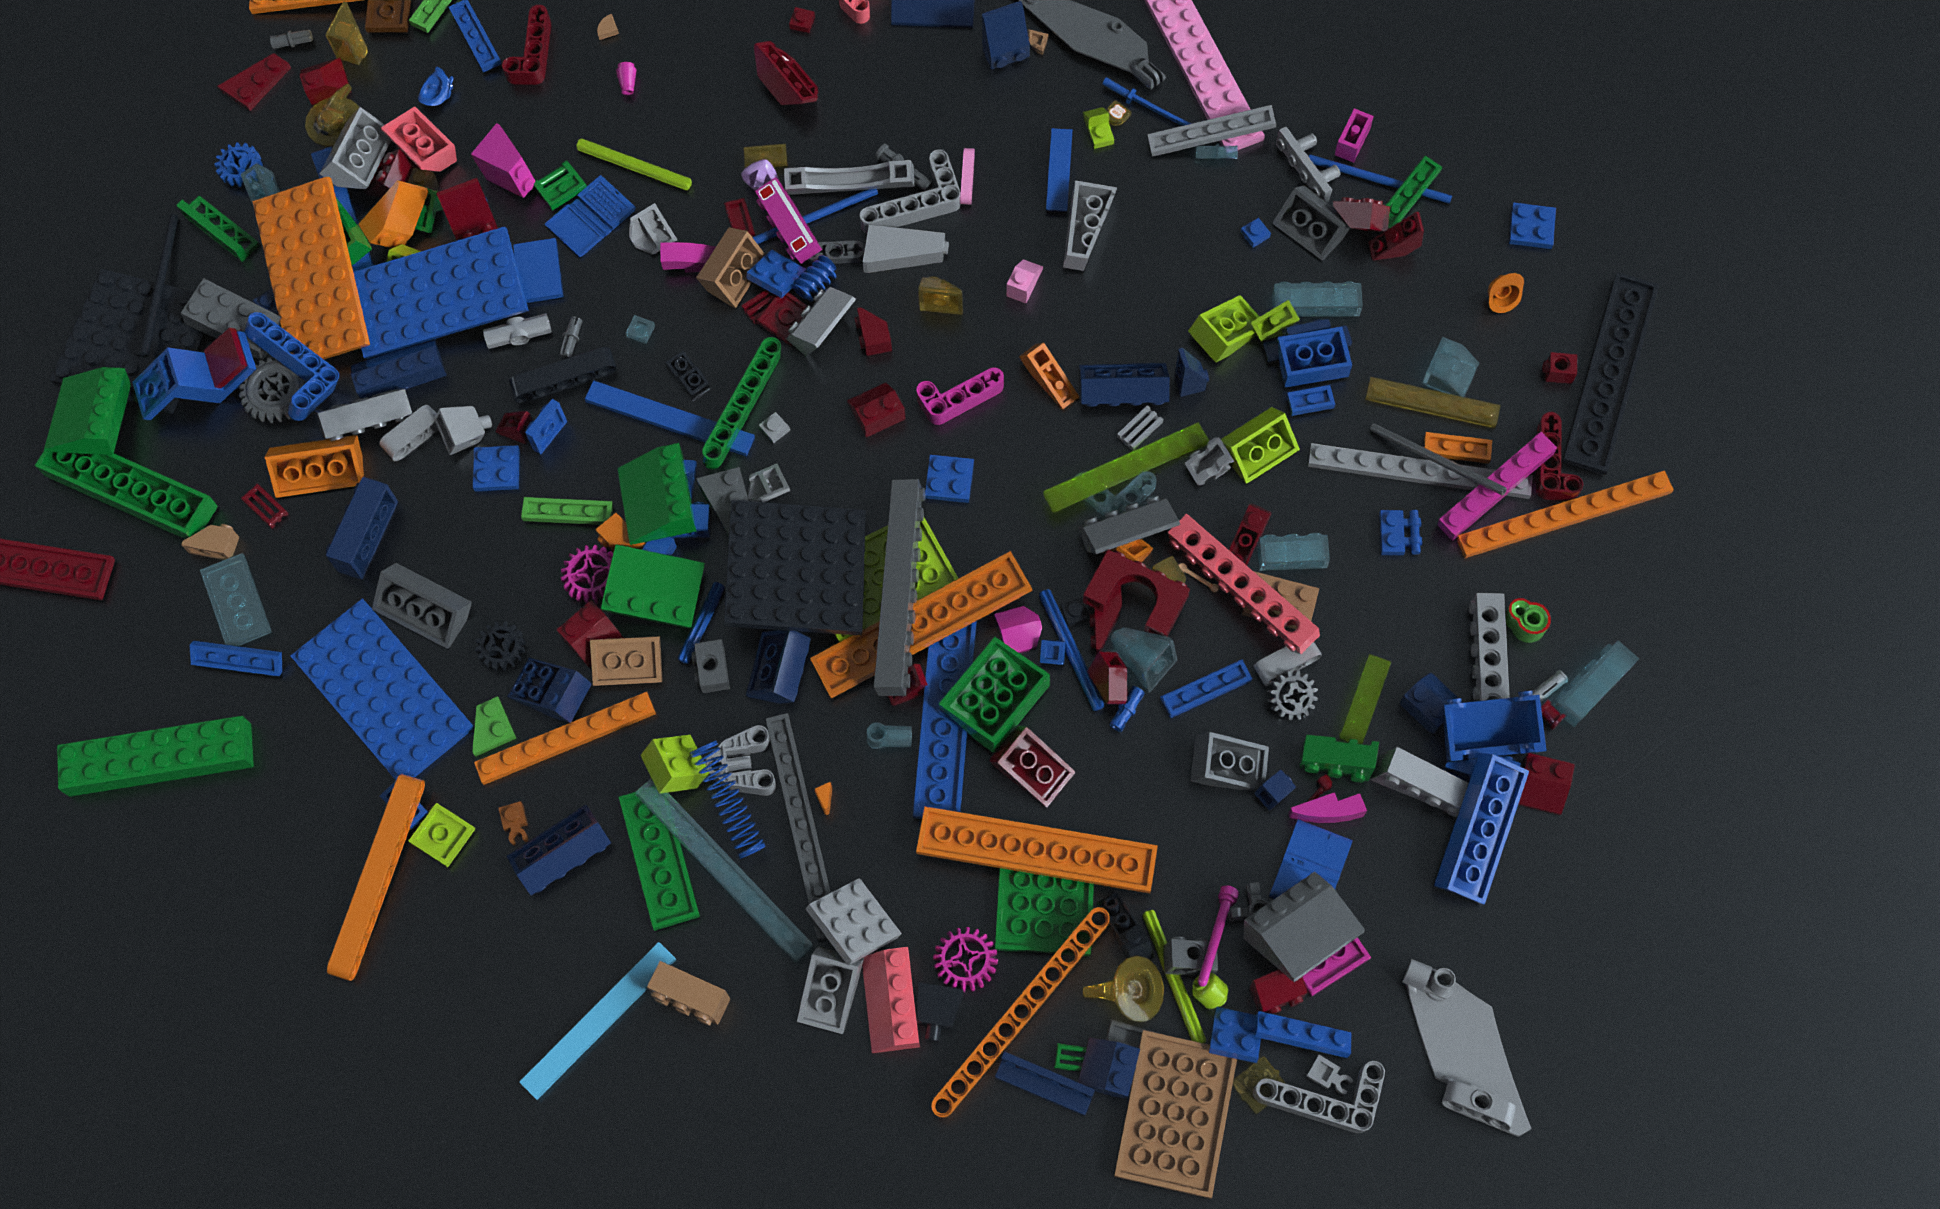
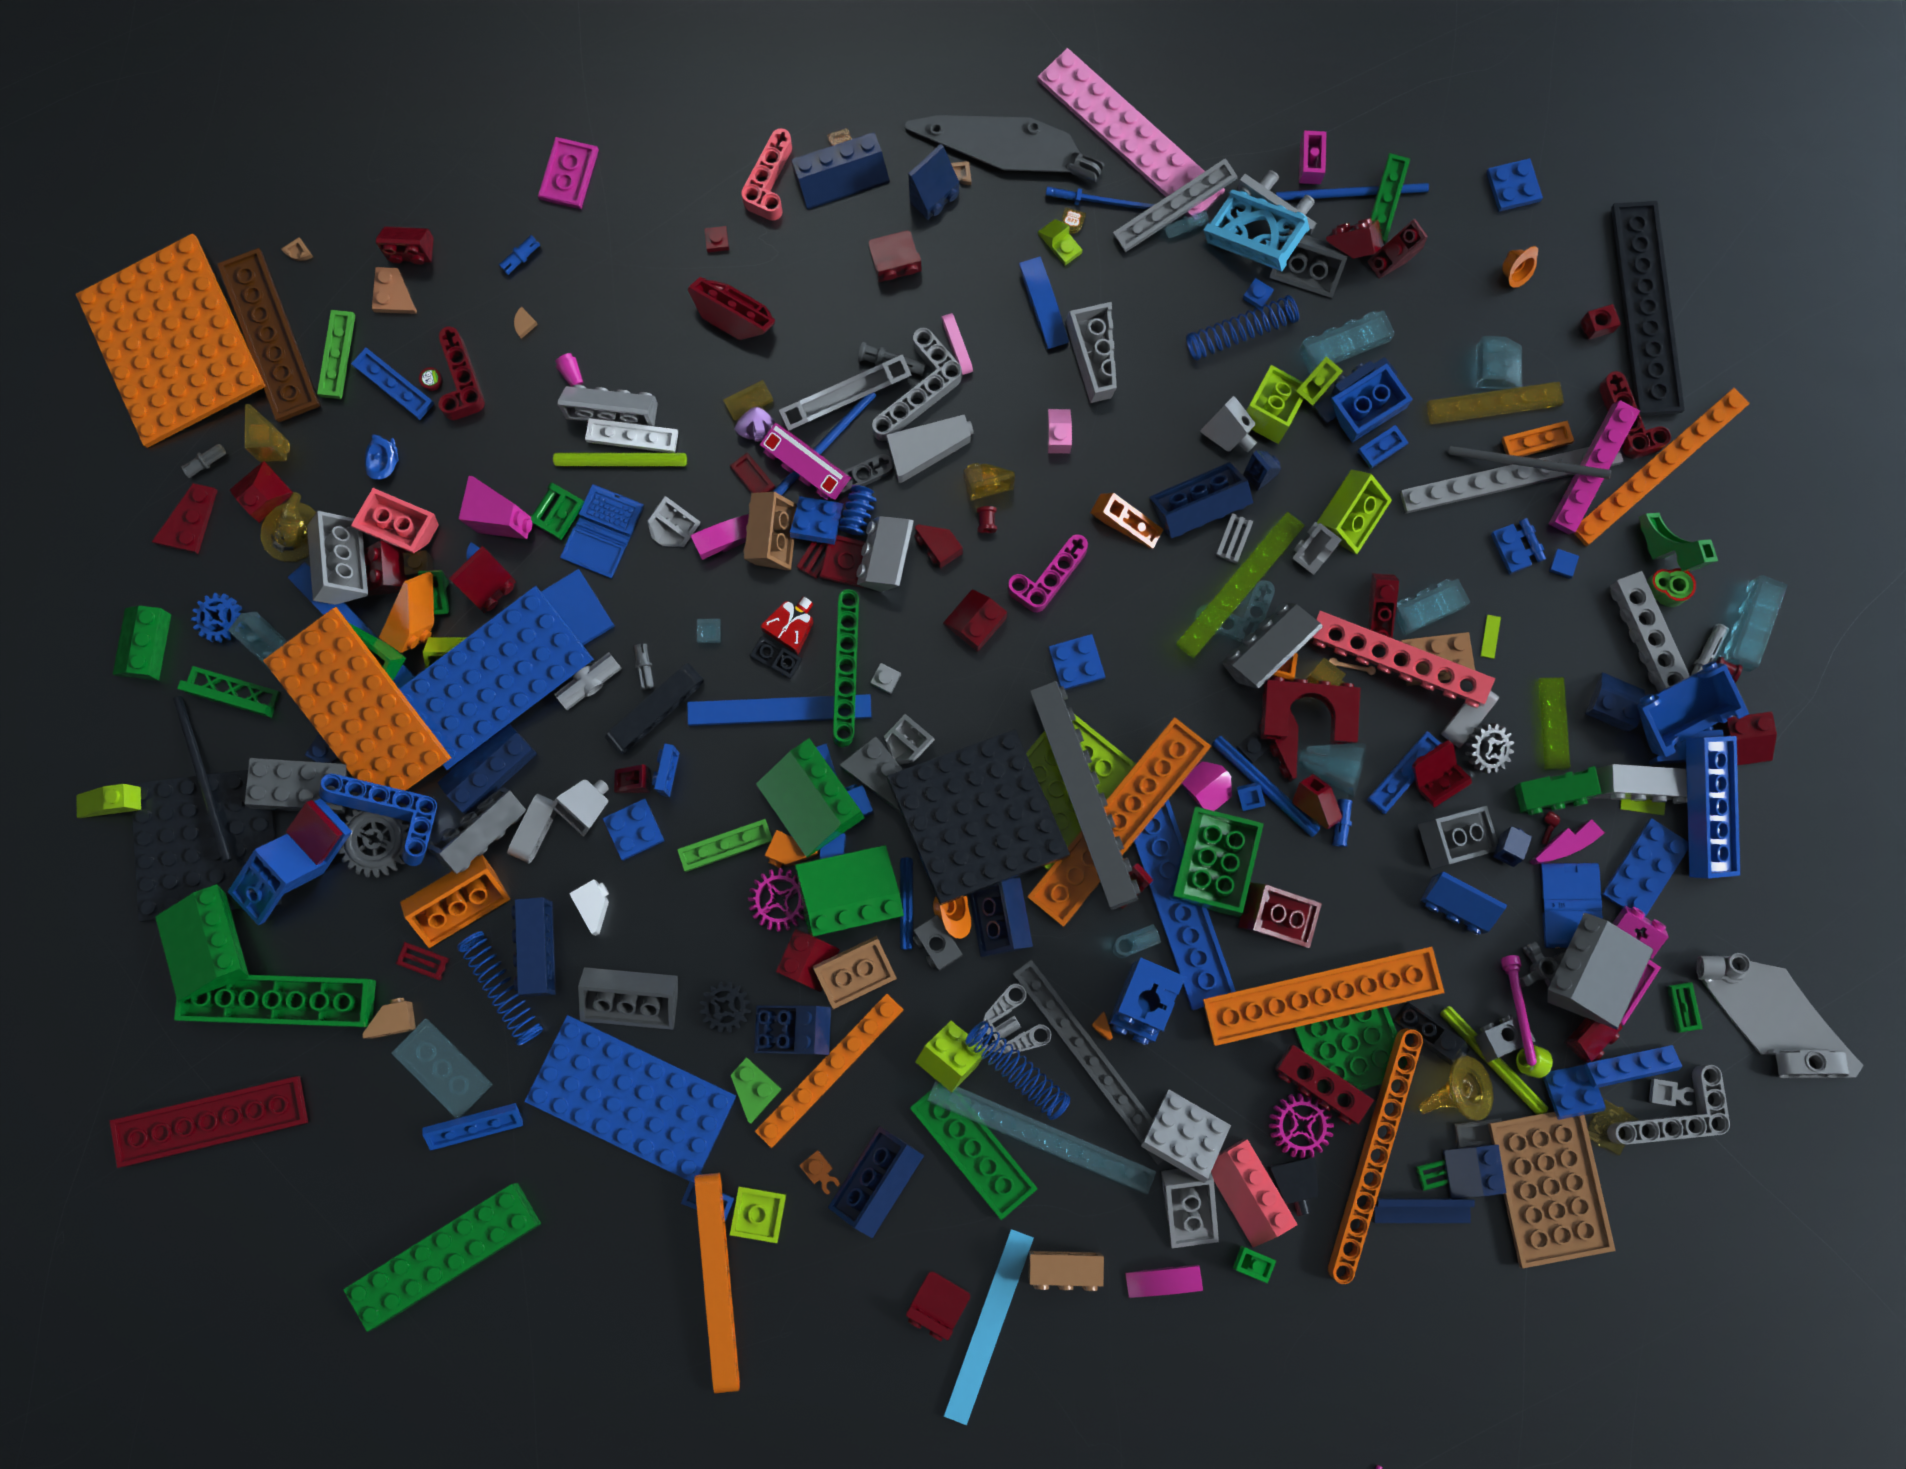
camera: 25 degrees left, 10 degrees up
(76, 272) = (109, 800): none -> lime slope
(169, 162) = (142, 642): none -> green slope
(321, 594) = (526, 1035): none -> blue piece
(429, 514) = (592, 904): none -> white slope
(508, 43) = (430, 379): none -> tile
(560, 981) = (938, 1306): none -> dark red bracket
(643, 117) = (601, 404): none -> light grey slope
(652, 148) = (631, 435): none -> white plate
(712, 350) = (790, 624): none -> red torso
(738, 645) = (954, 916): none -> orange piece
(775, 1046) = (1164, 1281): none -> dark pink slope
(863, 1063) = (1254, 1264): none -> green slope
(868, 781) = (1145, 1001): none -> blue piece
(925, 328) = (986, 519): none -> dark red bush
(947, 86) = (895, 256): none -> bracket
(983, 894) = (1357, 1103): none -> dark red brick
(1176, 328) = (1231, 427): none -> light grey torso
(1204, 820) = (1462, 903): none -> blue slope
(1234, 697) = (1439, 774): none -> dark red bracket
(1246, 166) = (1254, 210): none -> medium azure fence
(1277, 252) = (1190, 337): none -> blue piece
(1339, 602) = (1490, 636): none -> lime window
(1374, 1024) = (1684, 1008): none -> green tile
(1376, 917) = (1654, 933): none -> dark pink brick
(1395, 864) = (1646, 867): none -> blue plate
(1419, 807) = (1643, 806): none -> lime window
(1436, 563) = (1564, 563): none -> blue tile
(1536, 580) = (1663, 543): none -> green arch

